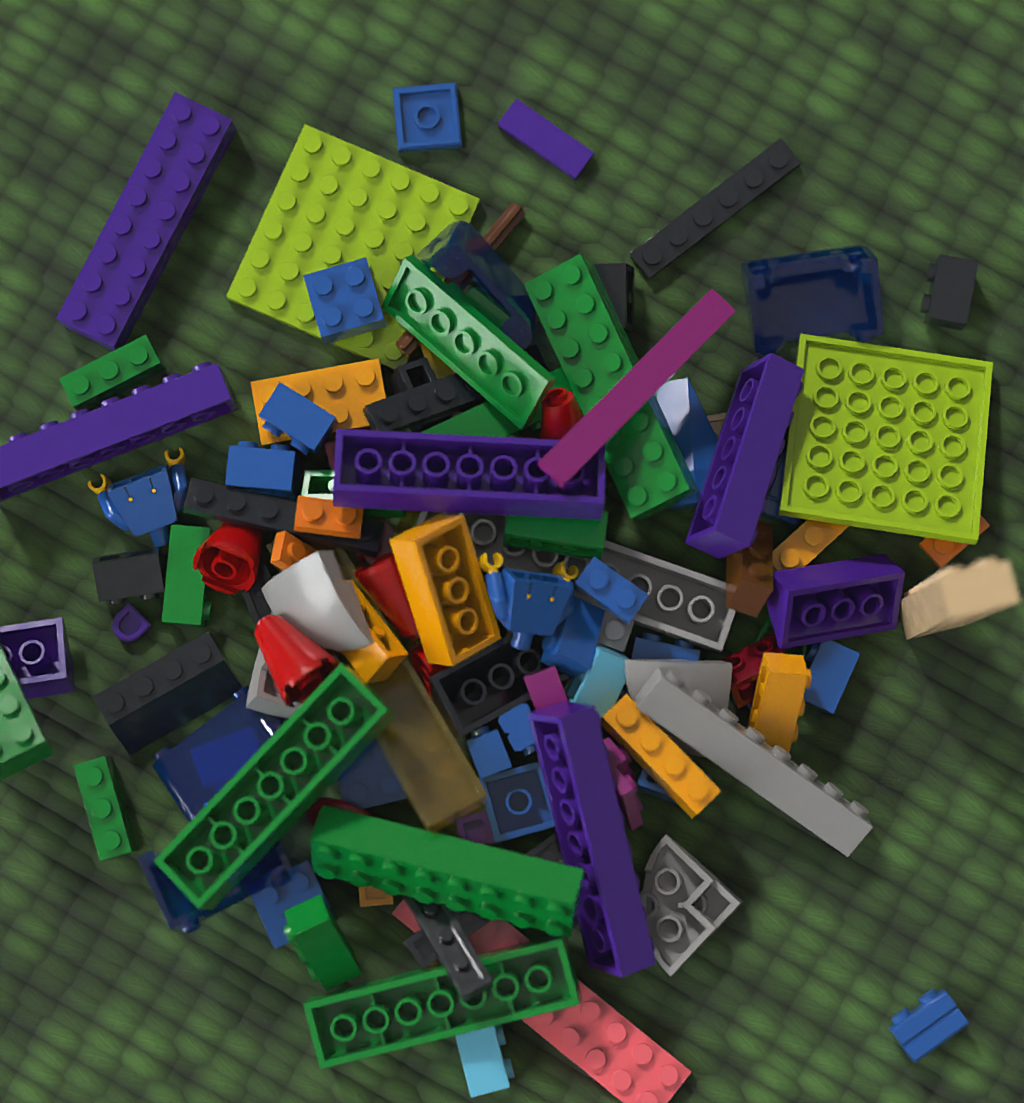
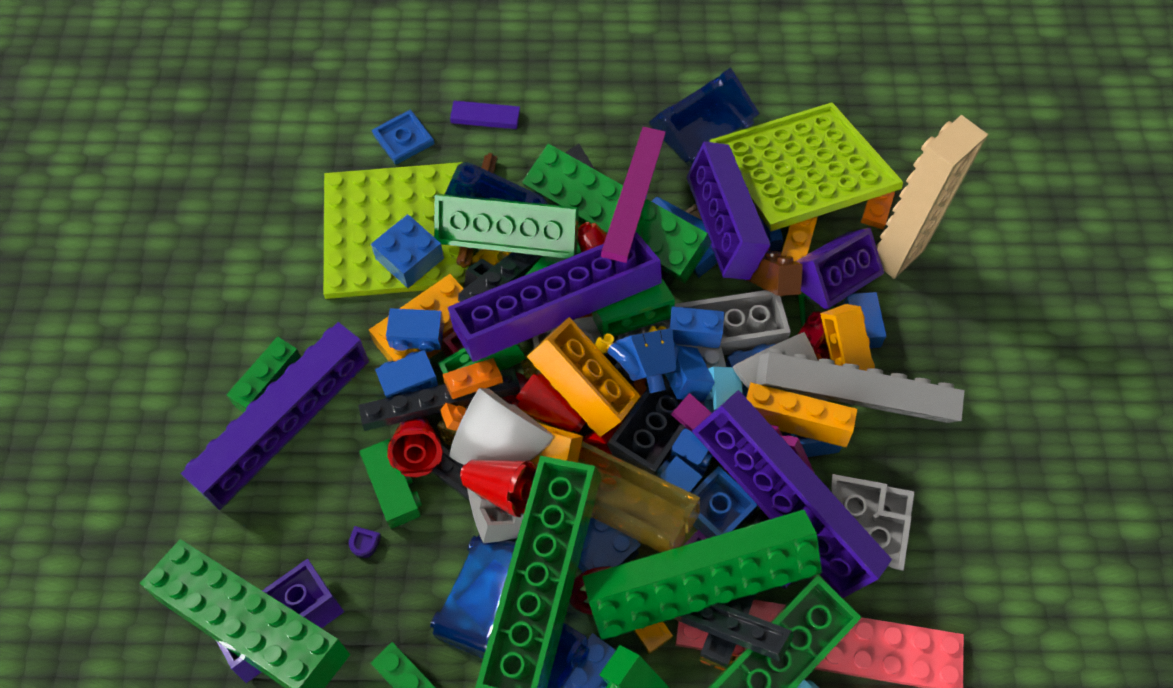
camera: 35 degrees left, 20 degrees down
(129, 575) = (345, 503): black brick -> none
(146, 499) = (331, 447): blue torso -> none
(147, 222) = (243, 277): dark purple brick -> none
(168, 693) = (417, 573): black slope -> none
(714, 209) = (612, 104): black plate -> none
(927, 1024) = (1092, 505): blue brick -> none
(949, 292) = (781, 77): black brick -> none

